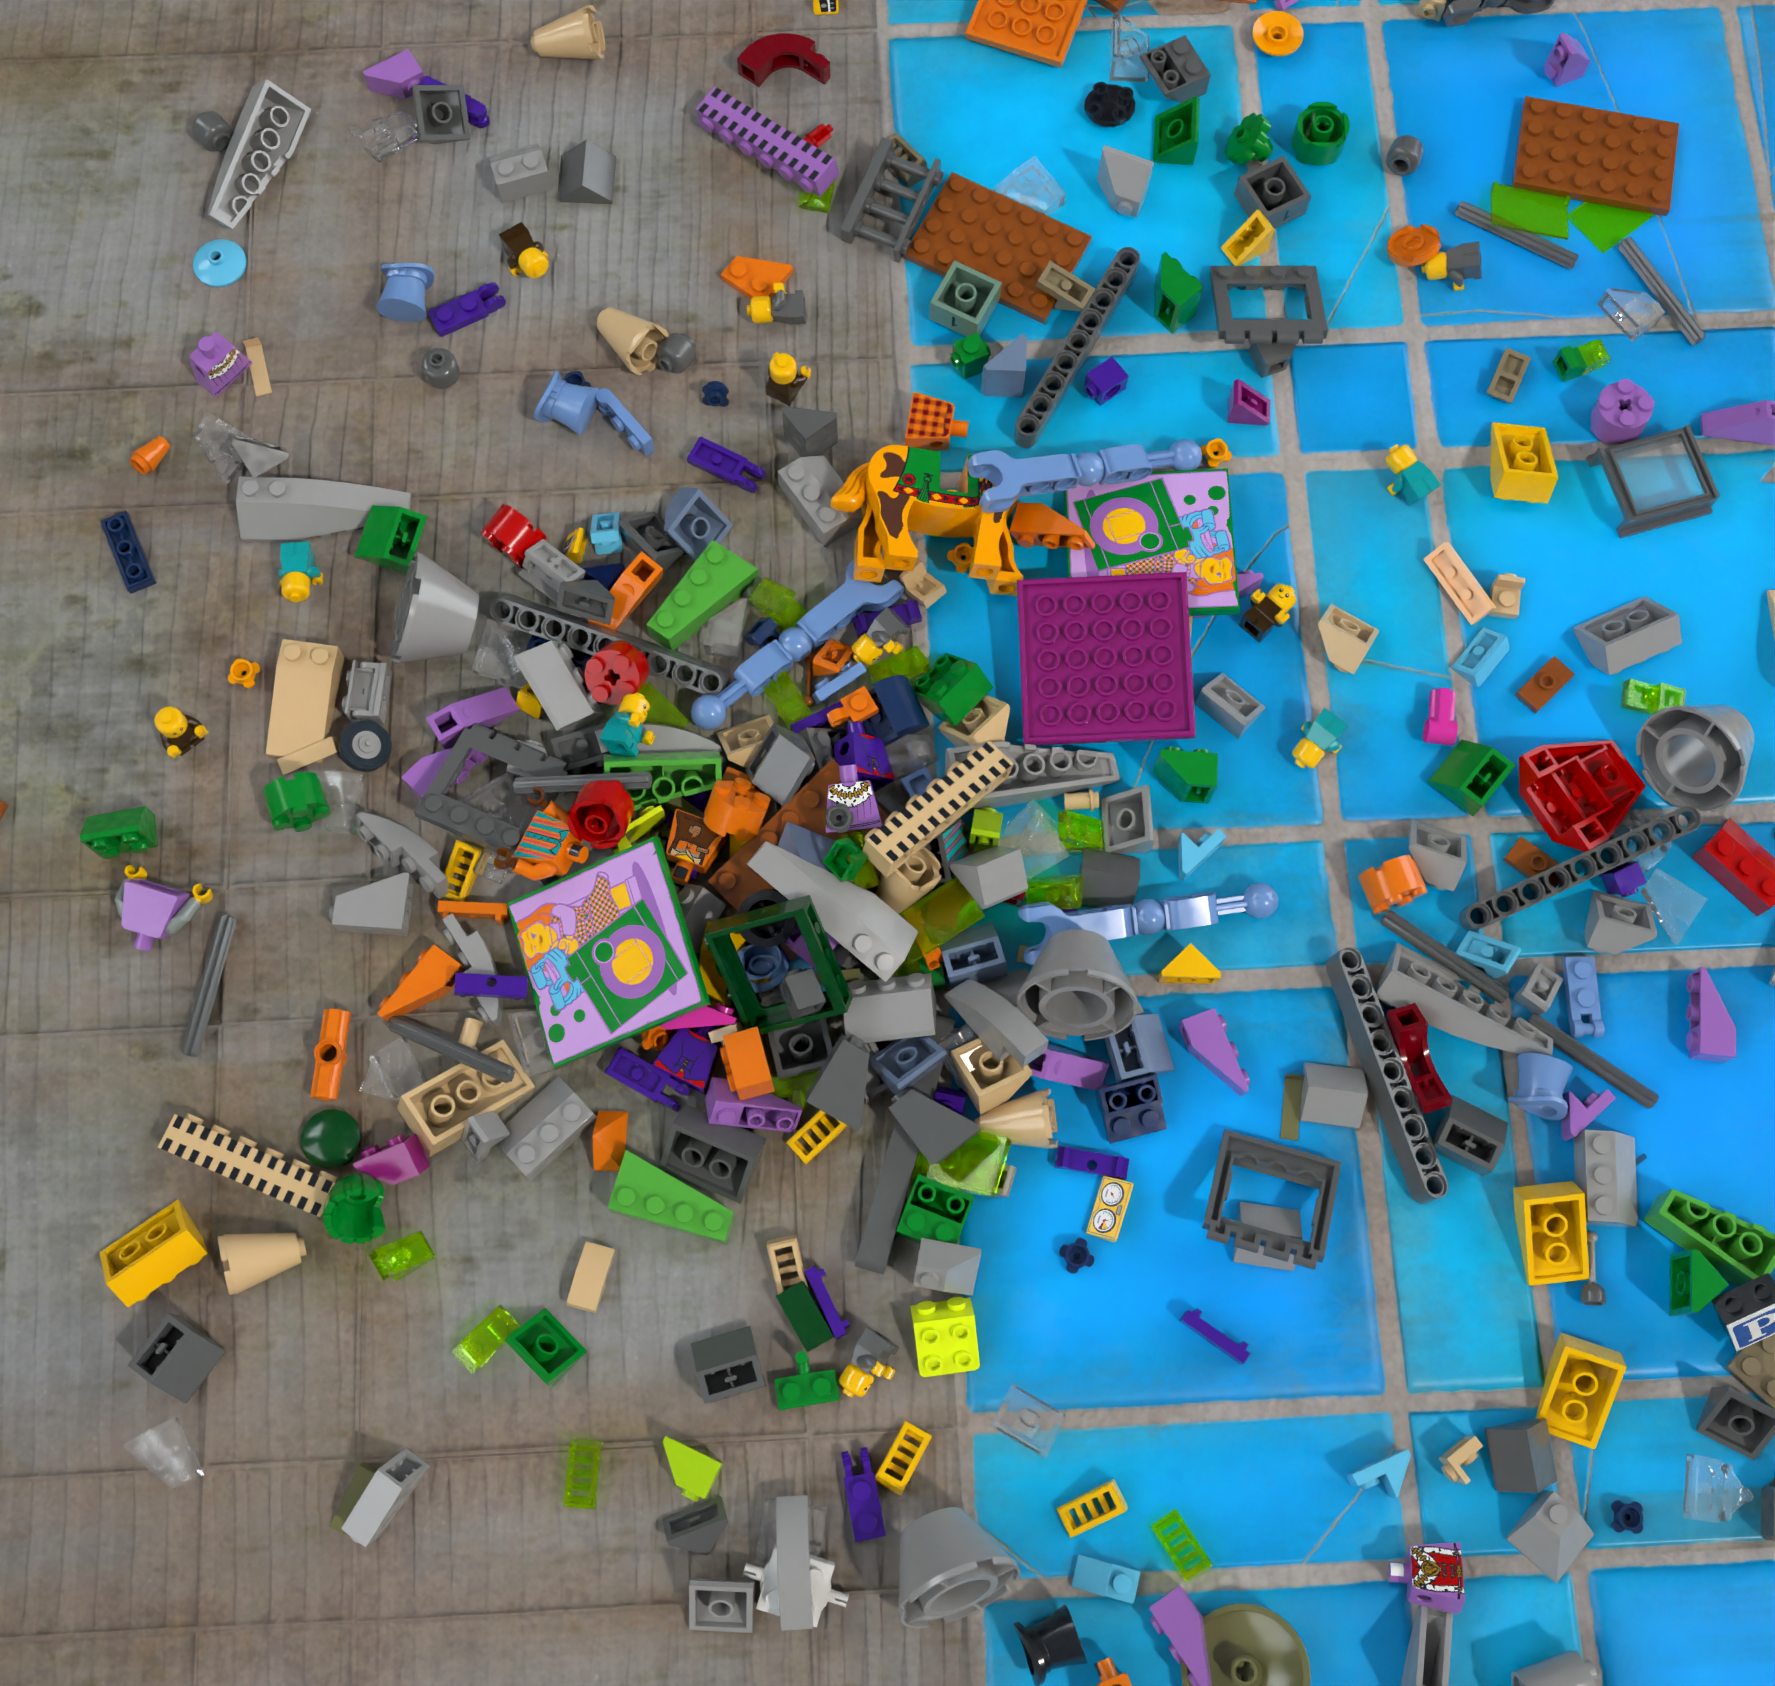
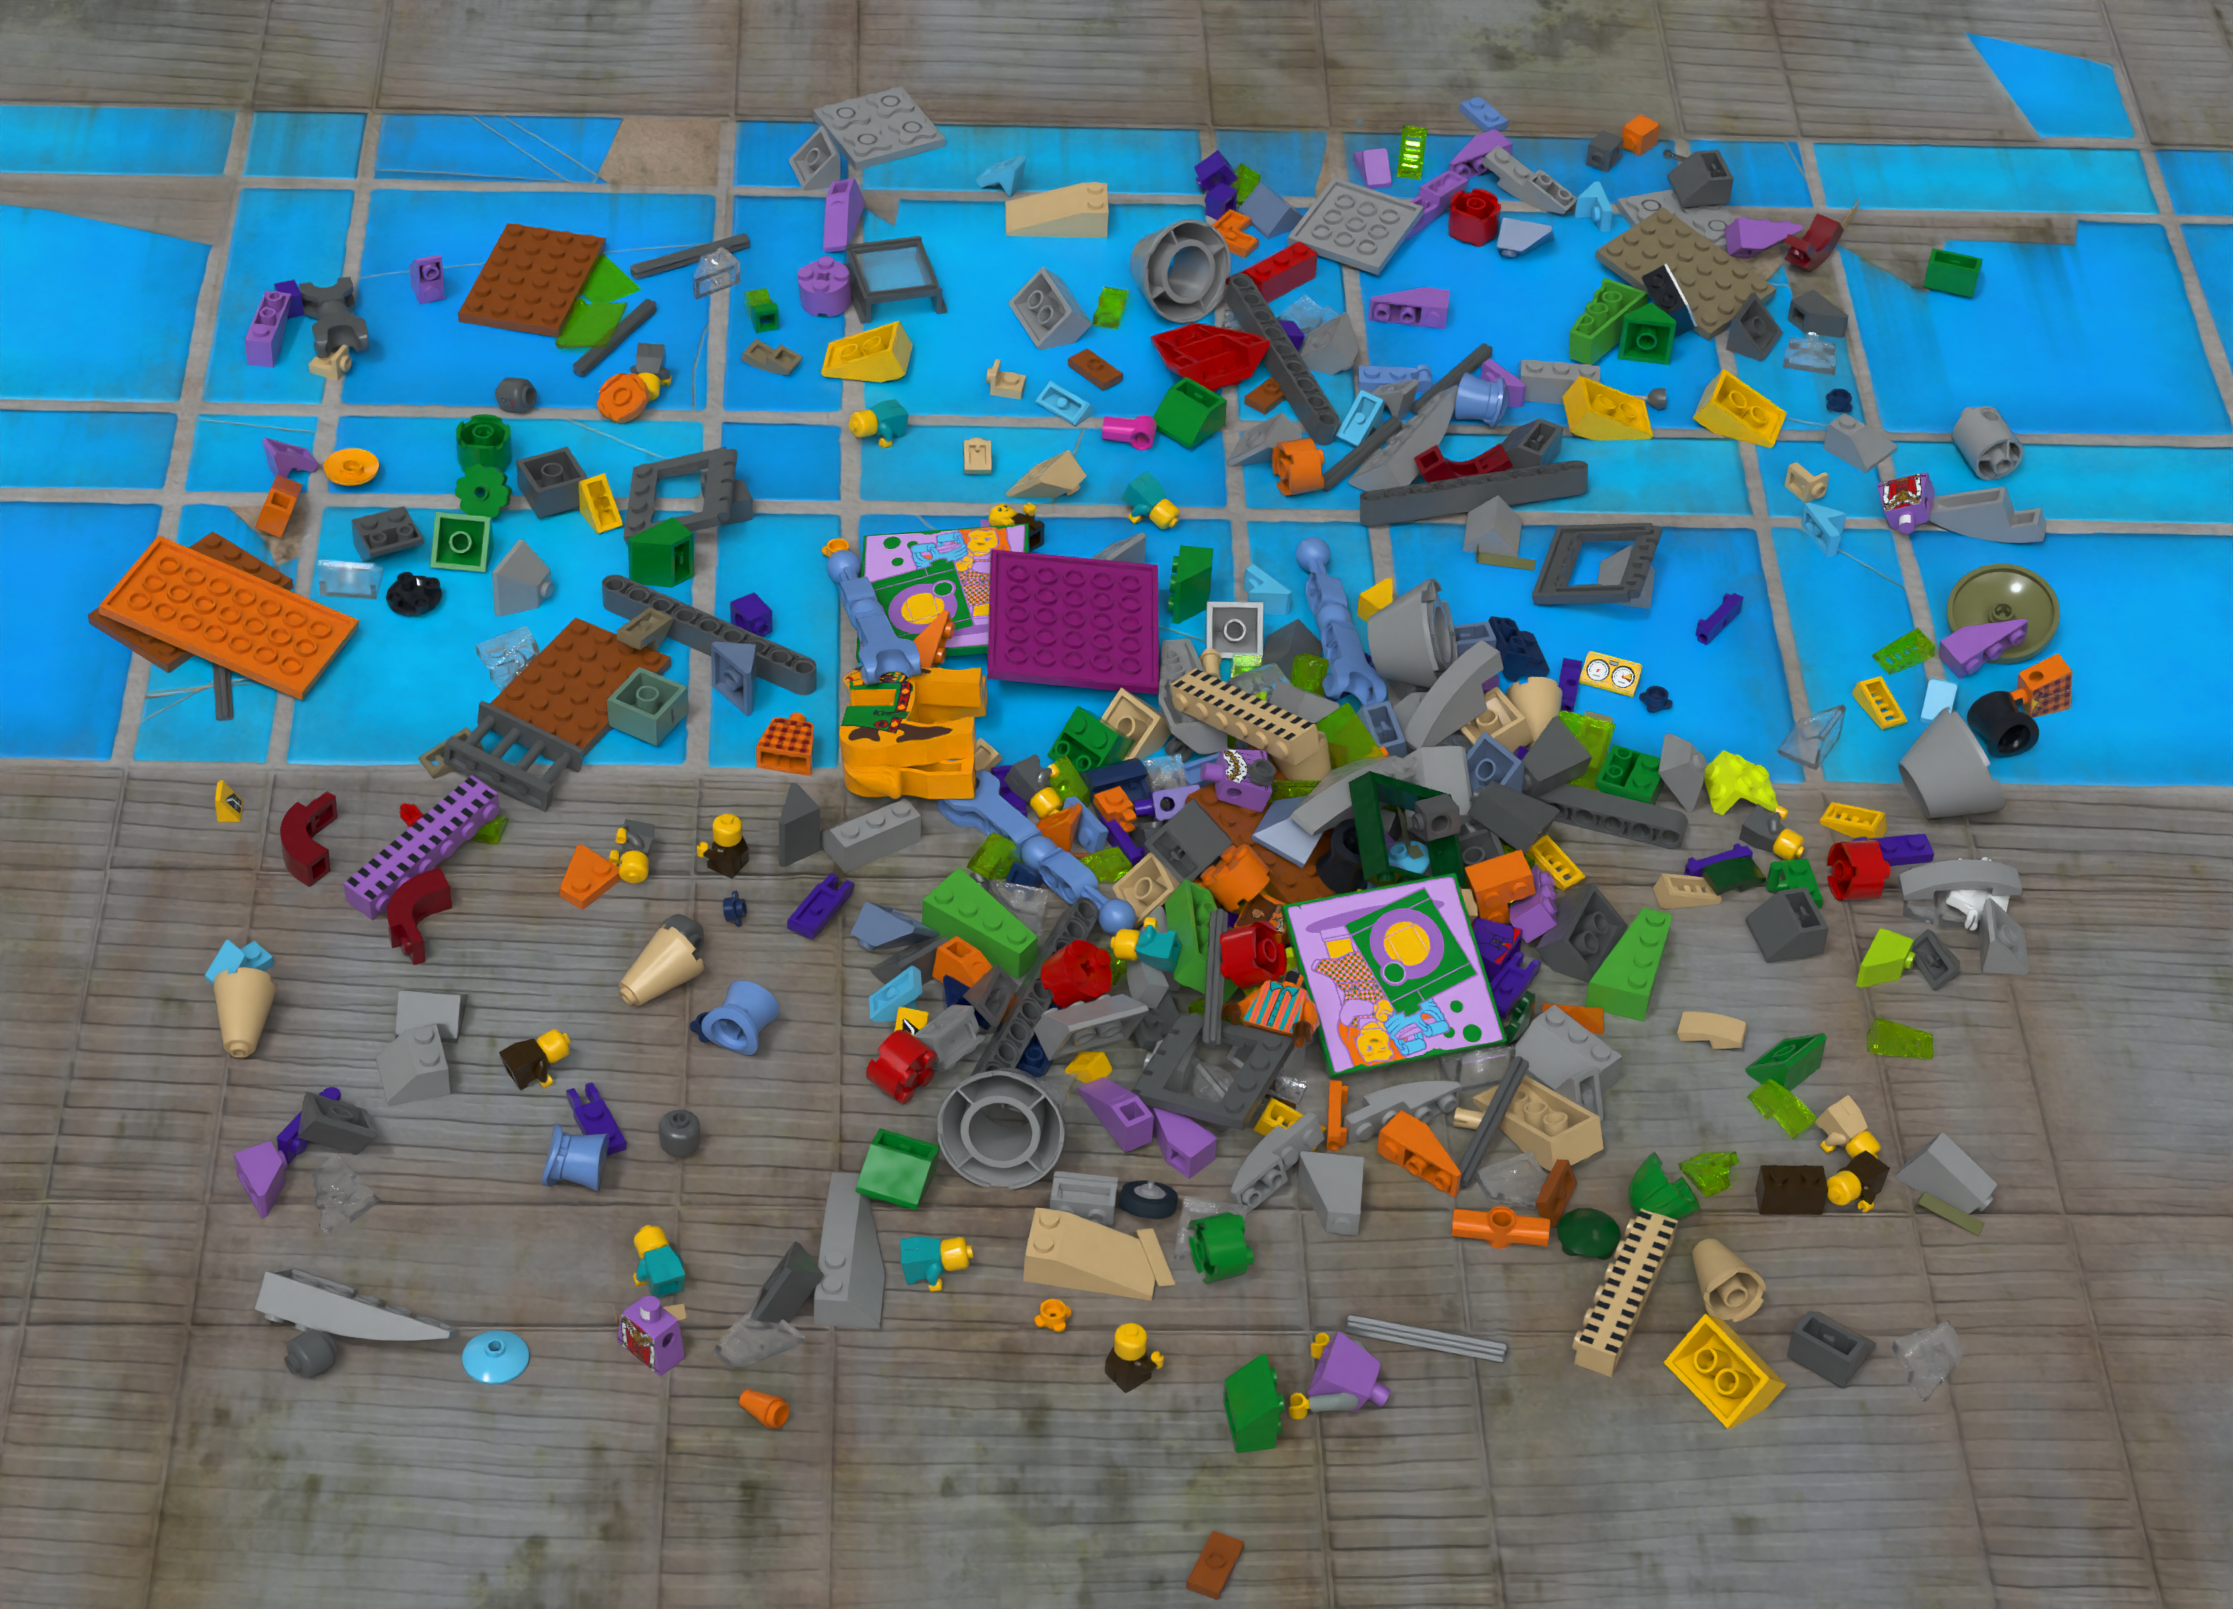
camera: 90 degrees left, 30 degrees down
(133, 563) = (889, 1431): dark blue tile -> none
(294, 364) = (659, 1264): none -> teal piece
(371, 1107) = (1556, 1191): none -> dark orange plate
(371, 1336) = (1791, 1190): none -> dark brown brick
(379, 1401) = (1859, 1179): none -> piece
(396, 1161) = (1610, 1168): magenta slope -> none
(445, 1400) = (1847, 1128): none -> tan piece
(475, 985) = (1426, 1081): dark purple piece -> none
(579, 1081) = (1521, 1018): none -> dark green dish
(624, 421) = (775, 972): medium blue plate -> none
(637, 35) = (232, 957): none -> medium azure slope
(699, 142) = (410, 904): none -> dark red arch
(808, 1448) = (1857, 870): none -> red brick
(838, 863) = (1310, 778): green piece -> none
(970, 355) = (712, 710): green brick -> none
(1208, 1043) = (1468, 591): medium lavender slope -> none
(1247, 405) = (788, 527): magenta slope -> none
(1376, 571) = (977, 456): none -> tan bracket
(1459, 583) = (992, 405): light nougat plate -> none
(1521, 1456) = (1801, 446): dark grey slope -> none

